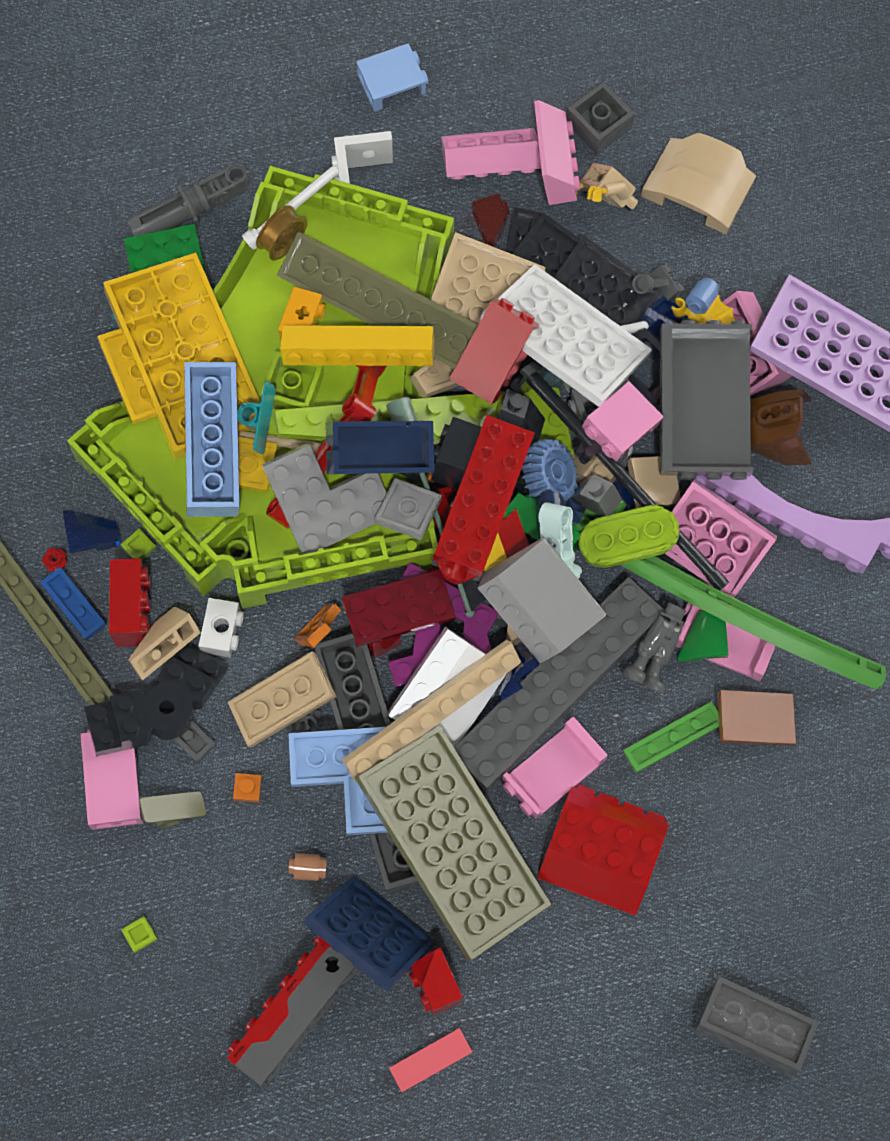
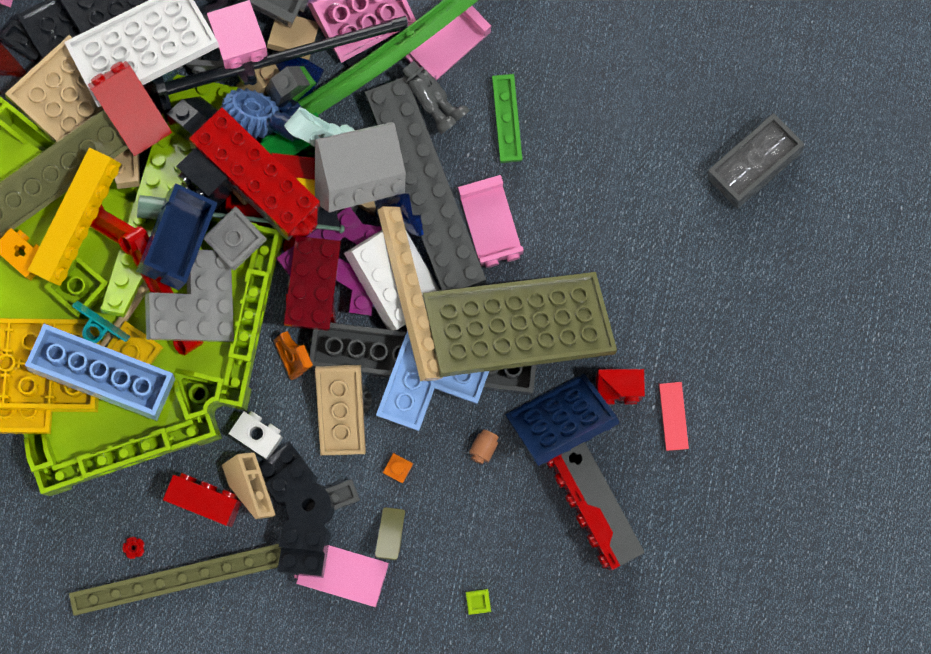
camera: 65 degrees left, 10 degrees up
(73, 604) = (179, 547): blue plate -> none
(90, 532) = (123, 509): clear blue slope -> none
(138, 545) = (153, 474): lime tile -> none
(604, 849) = (571, 211): red slope -> none
(629, 536) = (333, 75): lime tile -> none
(705, 639) = (440, 56): green slope -> none
(756, 718) = (520, 48): tile -> none

